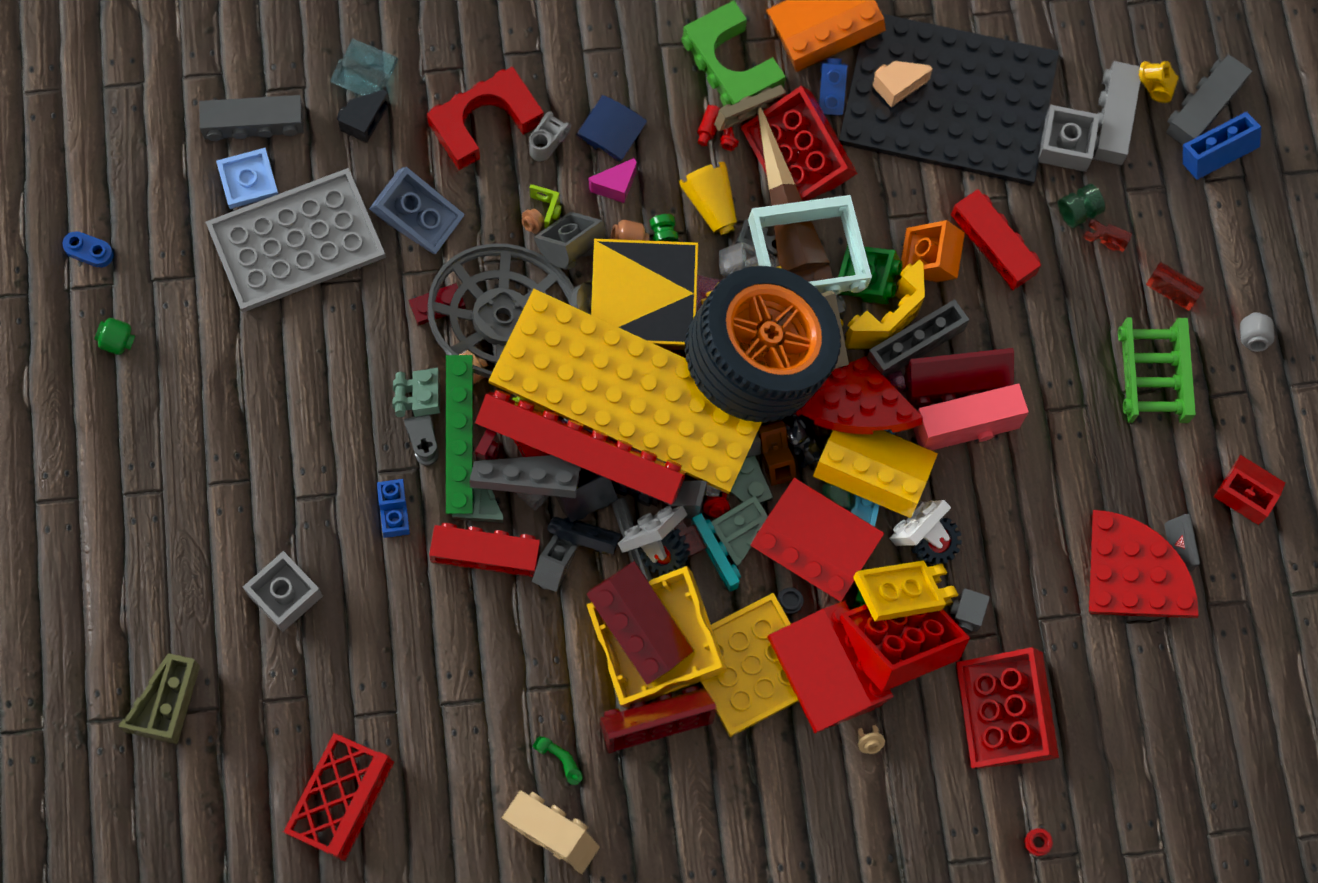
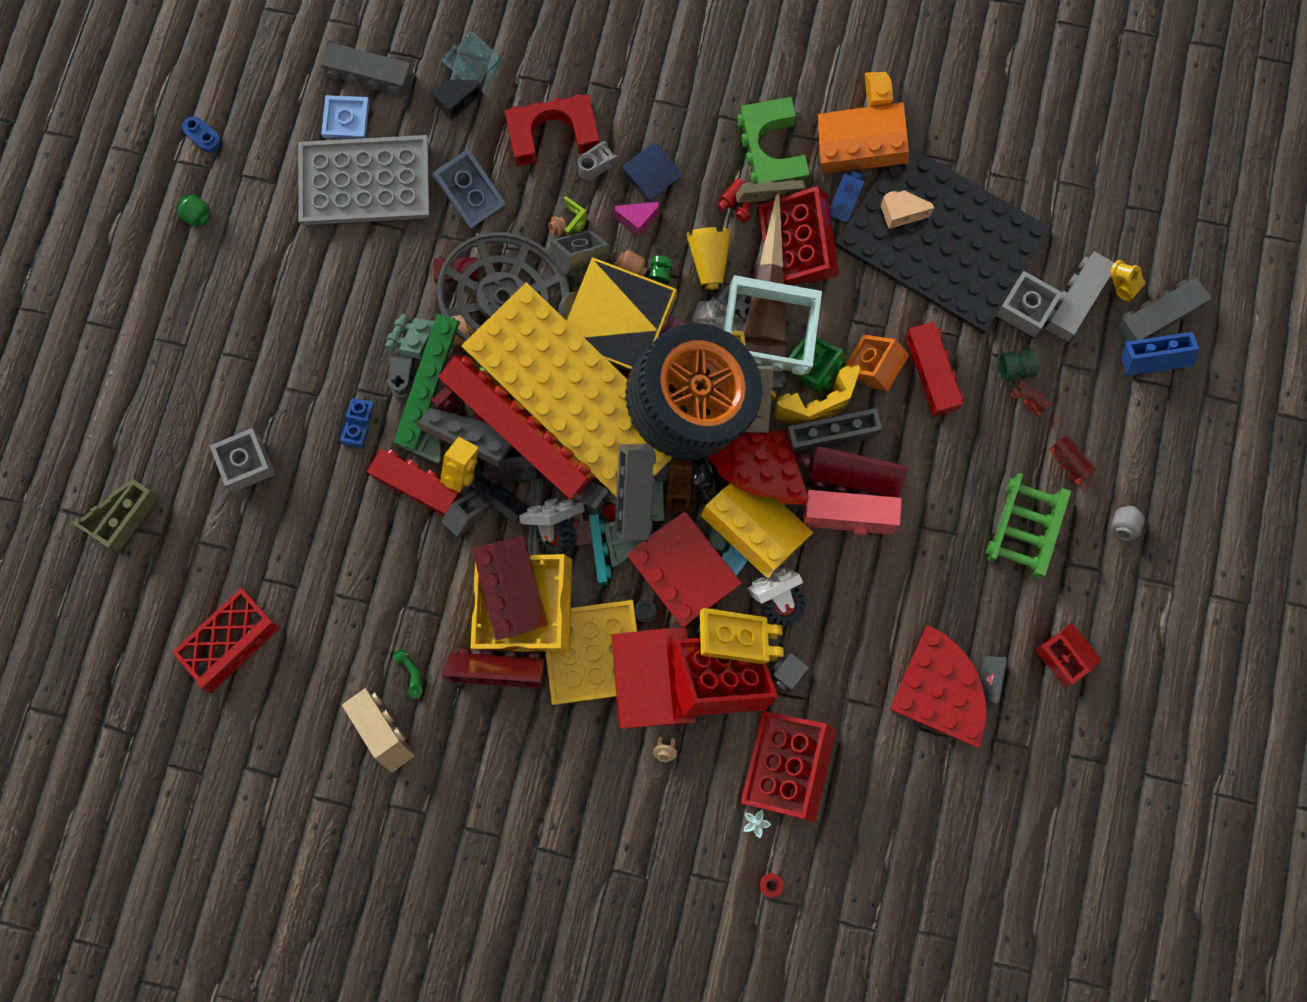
camera: 25 degrees right, 5 degrees up
(532, 511) = (459, 465): none -> yellow brick
(737, 473) = (634, 492): none -> dark grey brick
(996, 783) = (756, 823): none -> light aqua plant

